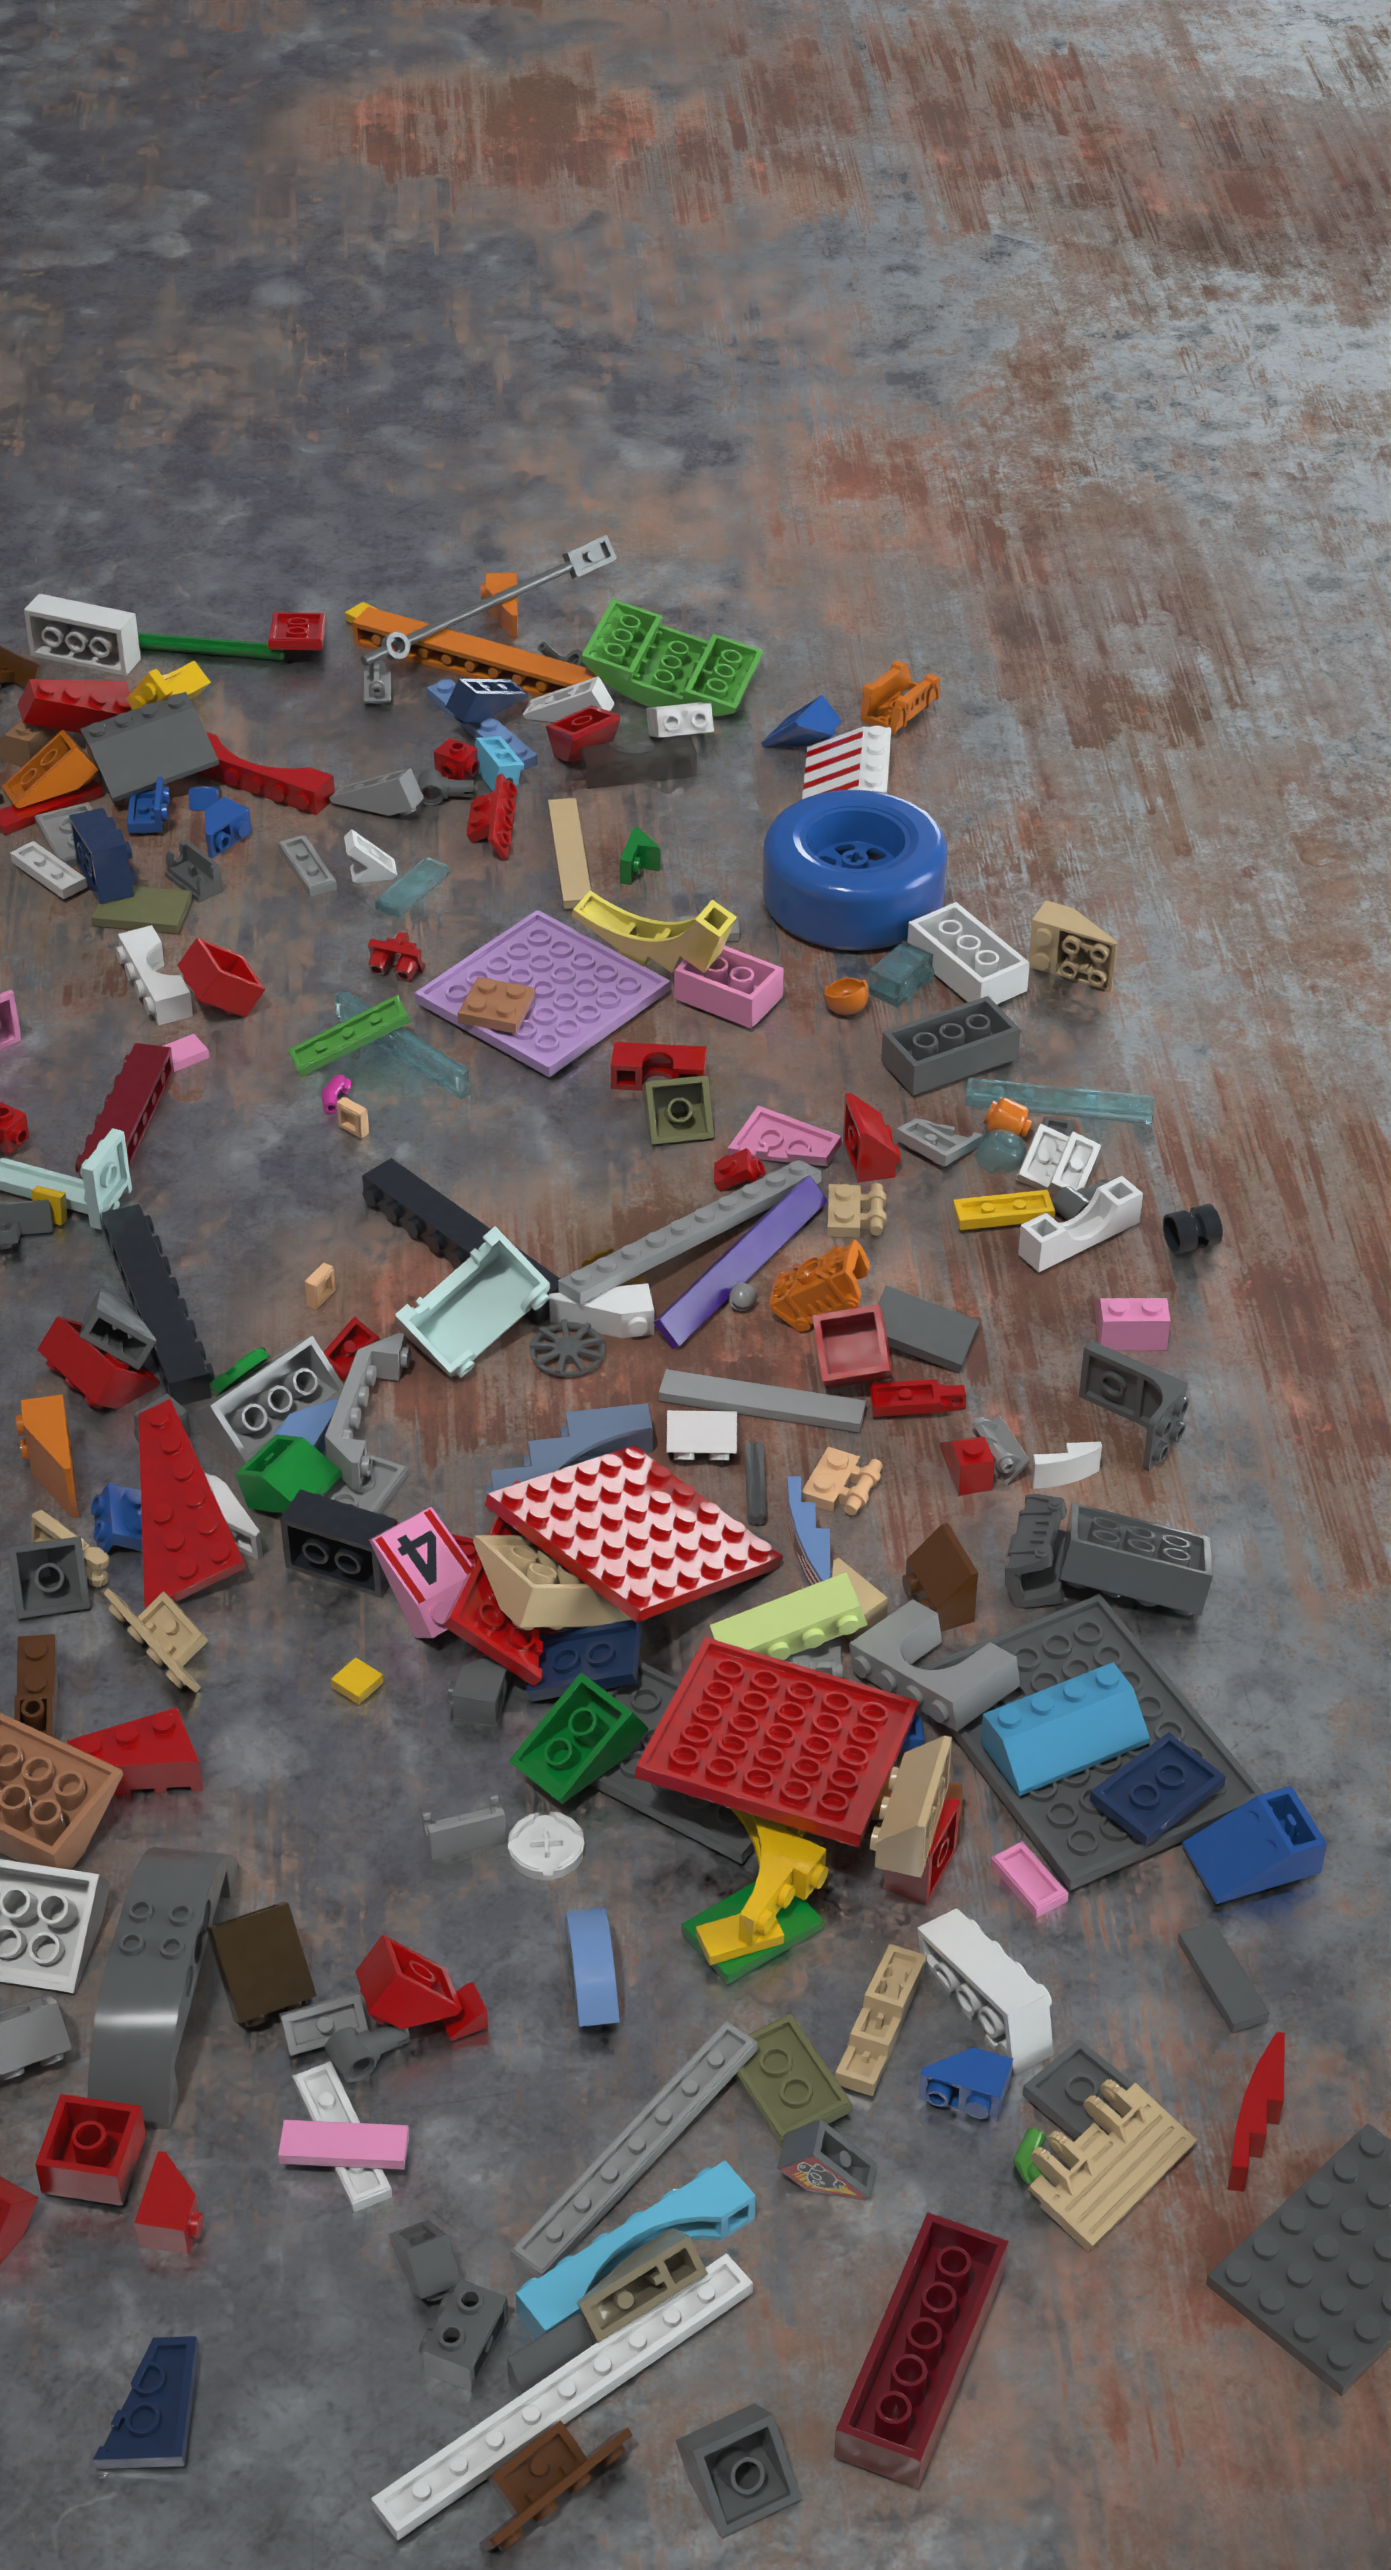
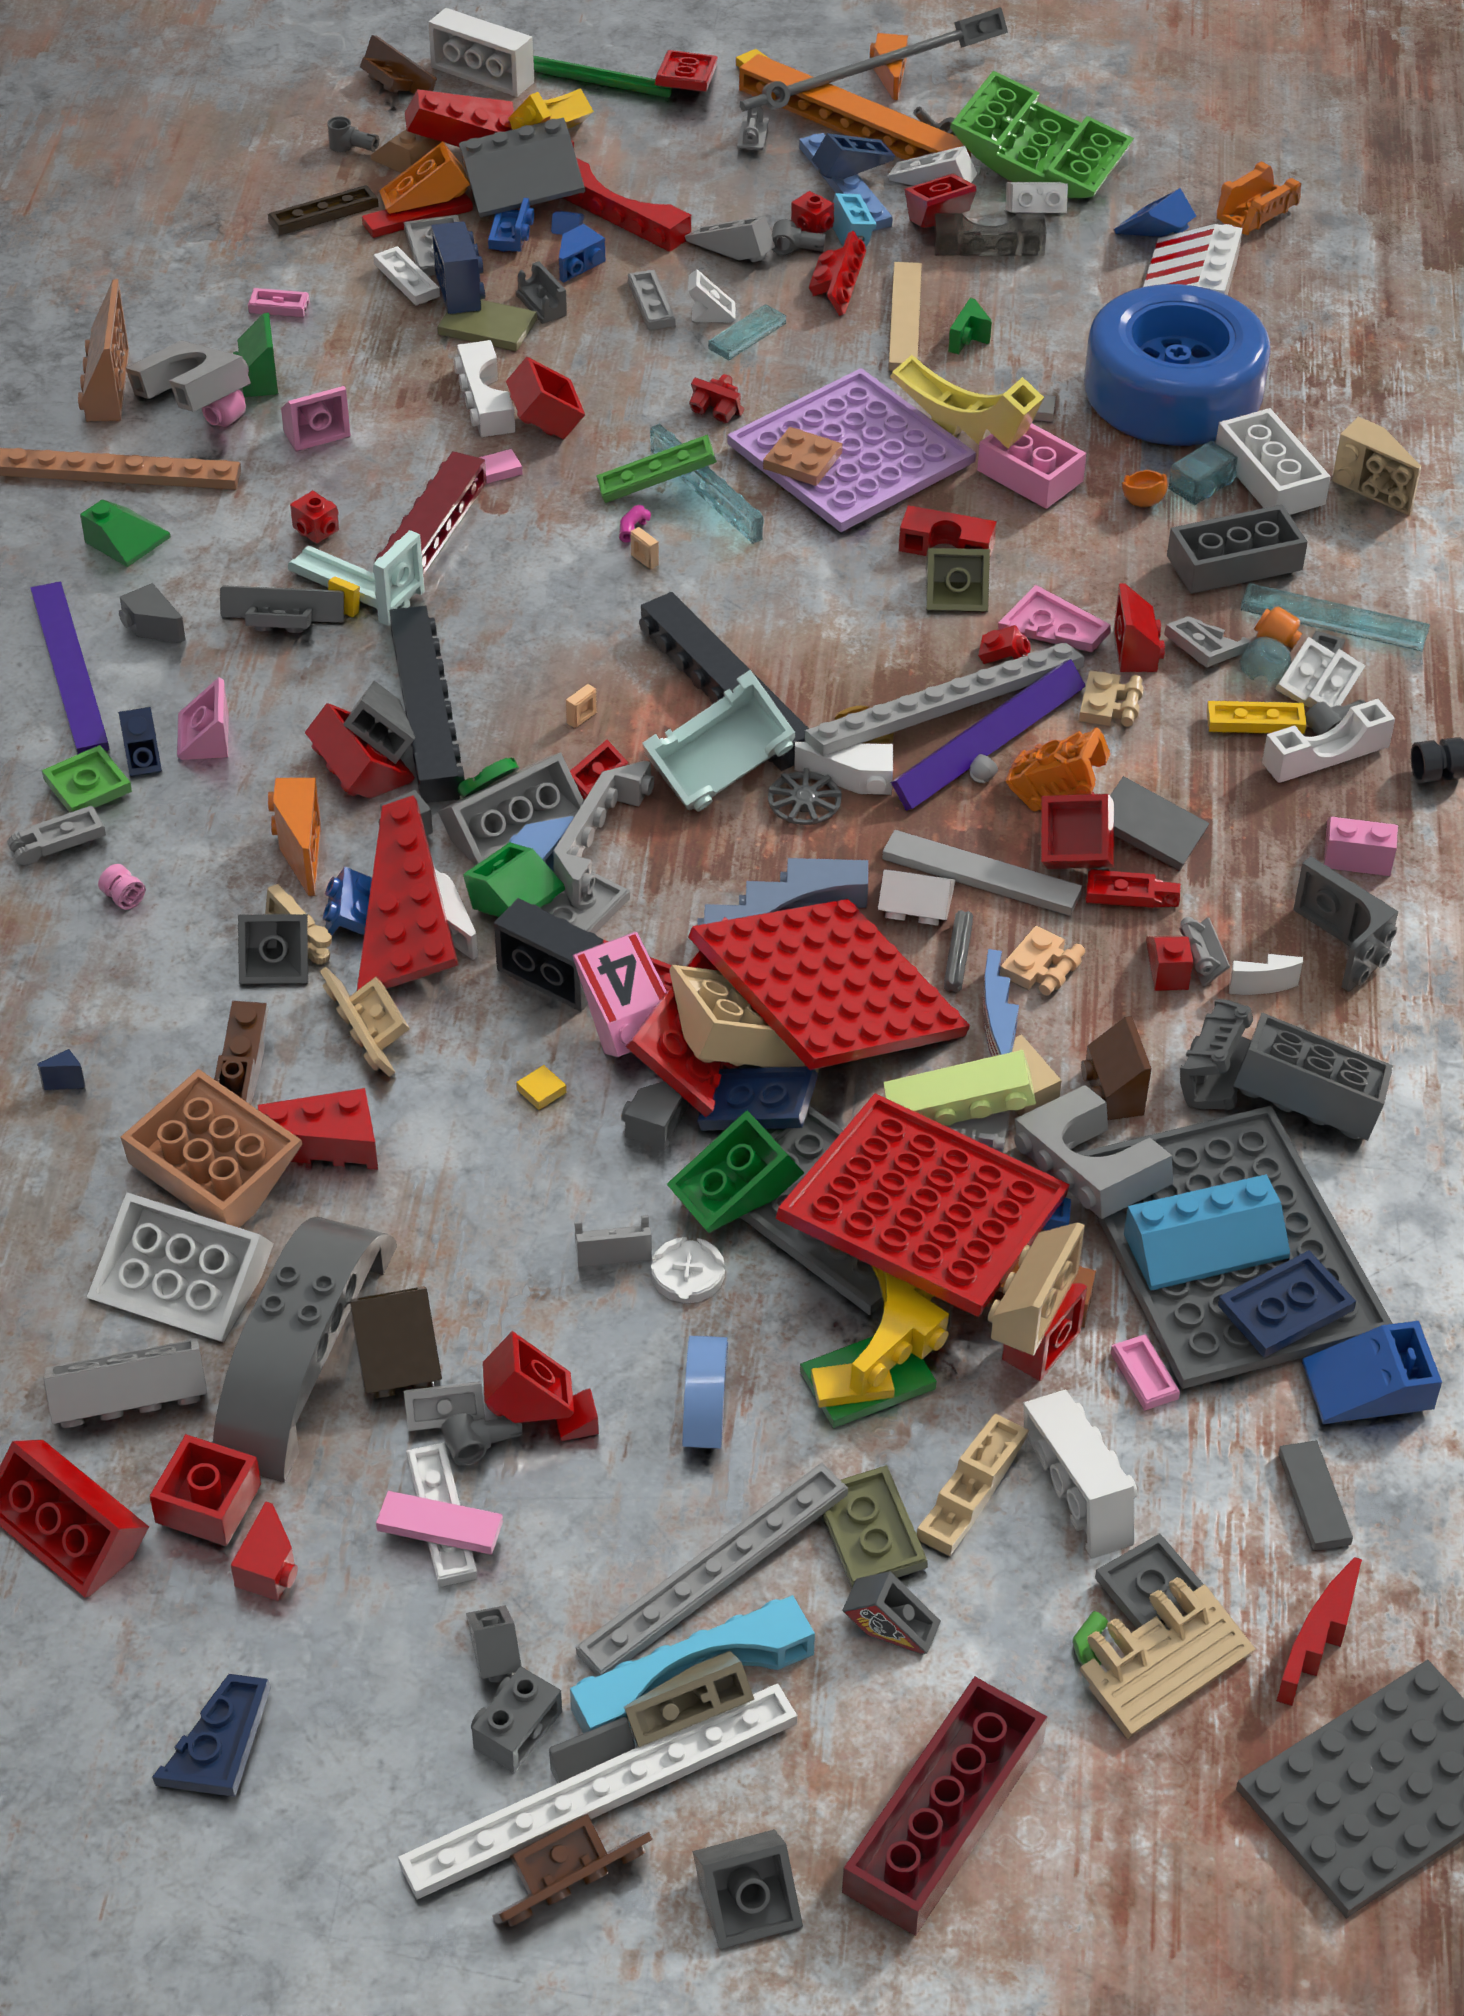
camera: 10 degrees right, 5 degrees up
(968, 2082) = (1045, 1558): blue slope -> none

